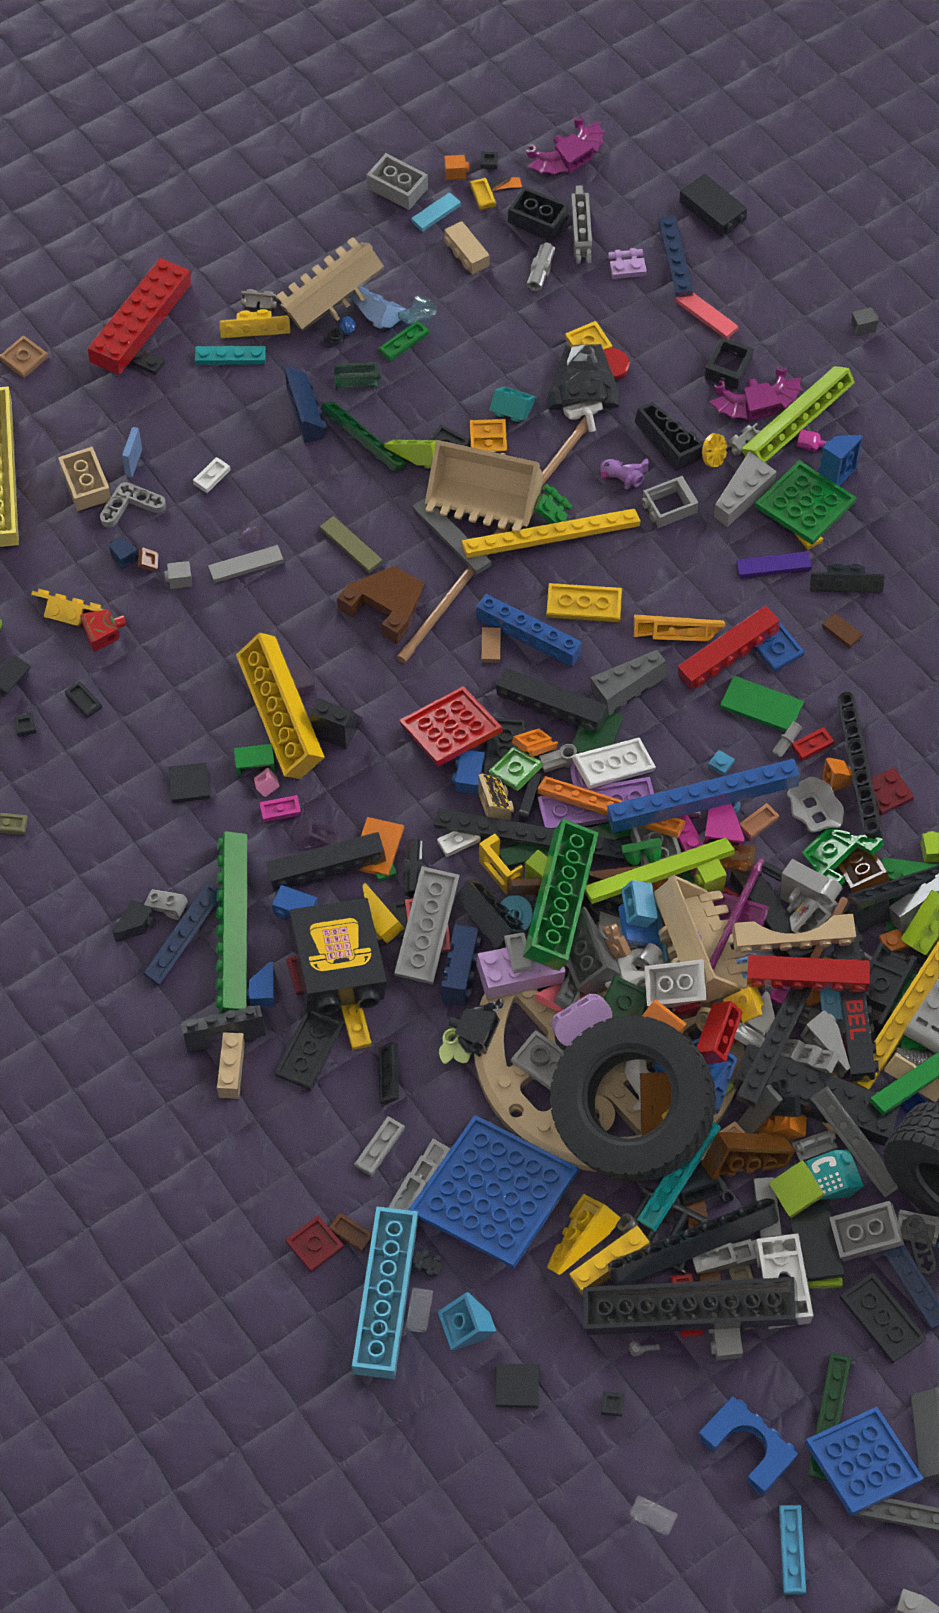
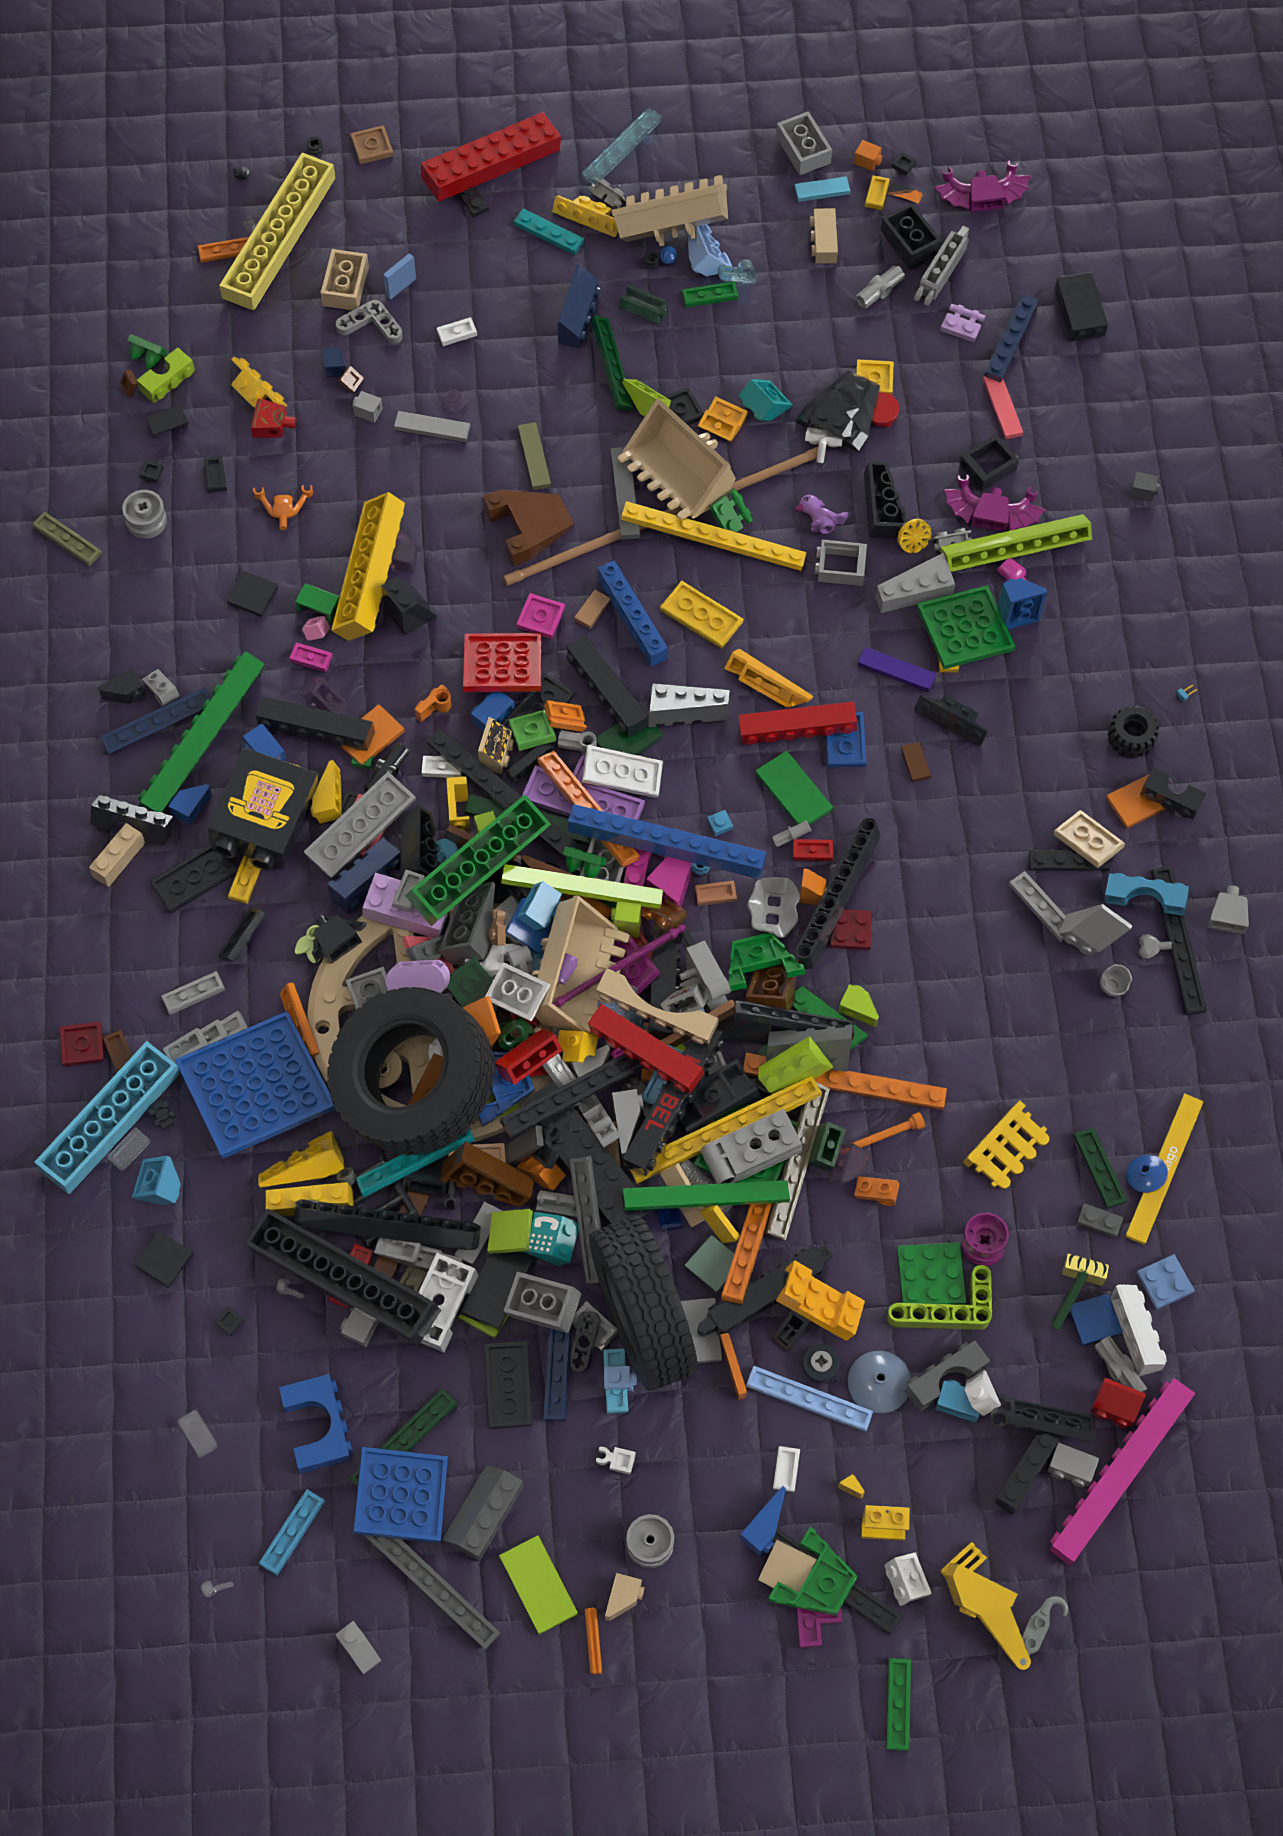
camera: 30 degrees right, 5 degrees up
(47, 763) = (144, 514): none -> light grey wheel
(163, 694) = (283, 505): none -> orange piece
(243, 256) = (622, 145): none -> clear light blue tile
(415, 791) = (431, 703): none -> orange plate
(452, 672) = (540, 616): none -> dark pink plate
(476, 1106) = (294, 1007): none -> orange tile
(686, 1015) = (508, 1042): none -> dark green piece

